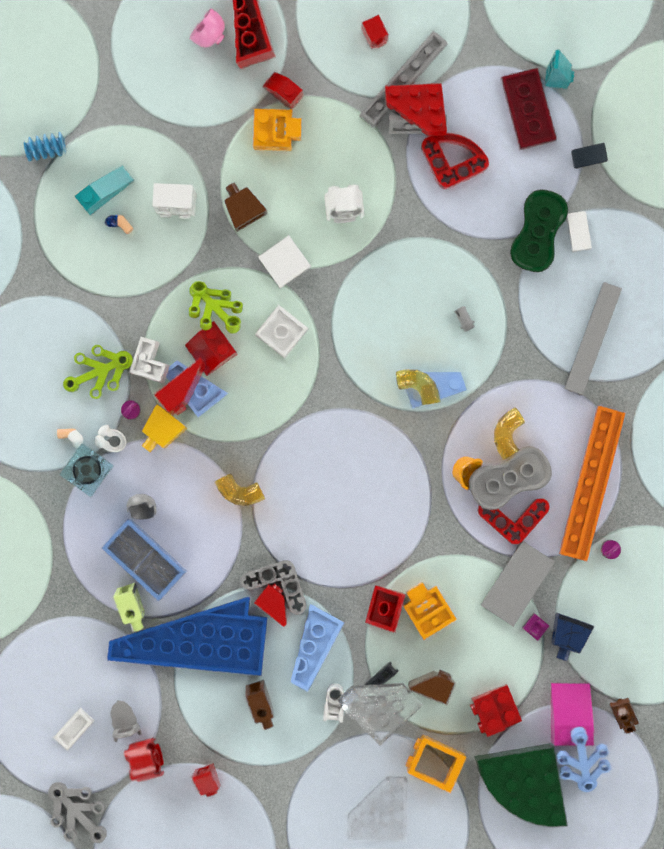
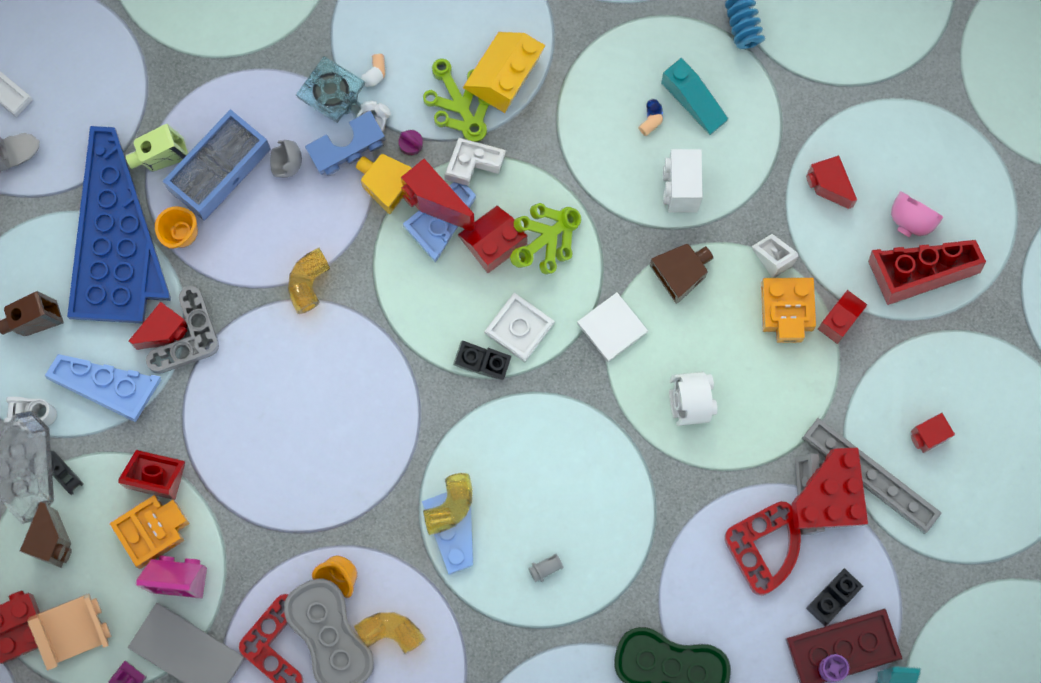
camera: 90 degrees right, 10 degrees down
(75, 334) = (504, 68): none -> yellow slope
(126, 443) = (329, 157): none -> medium blue arch
(178, 89) = (832, 182): none -> red slope
(194, 591) = (176, 227): none -> light orange helmet
(233, 136) = (775, 255): none -> white slope
(306, 360) = (482, 360): none -> black slope
(466, 591) = (173, 577): none -> dark pink slope
(491, 112) = (834, 597): none -> black slope
(500, 669) = (69, 630): none -> light nougat panel
(545, 111) = (839, 668): none -> medium lavender wheel

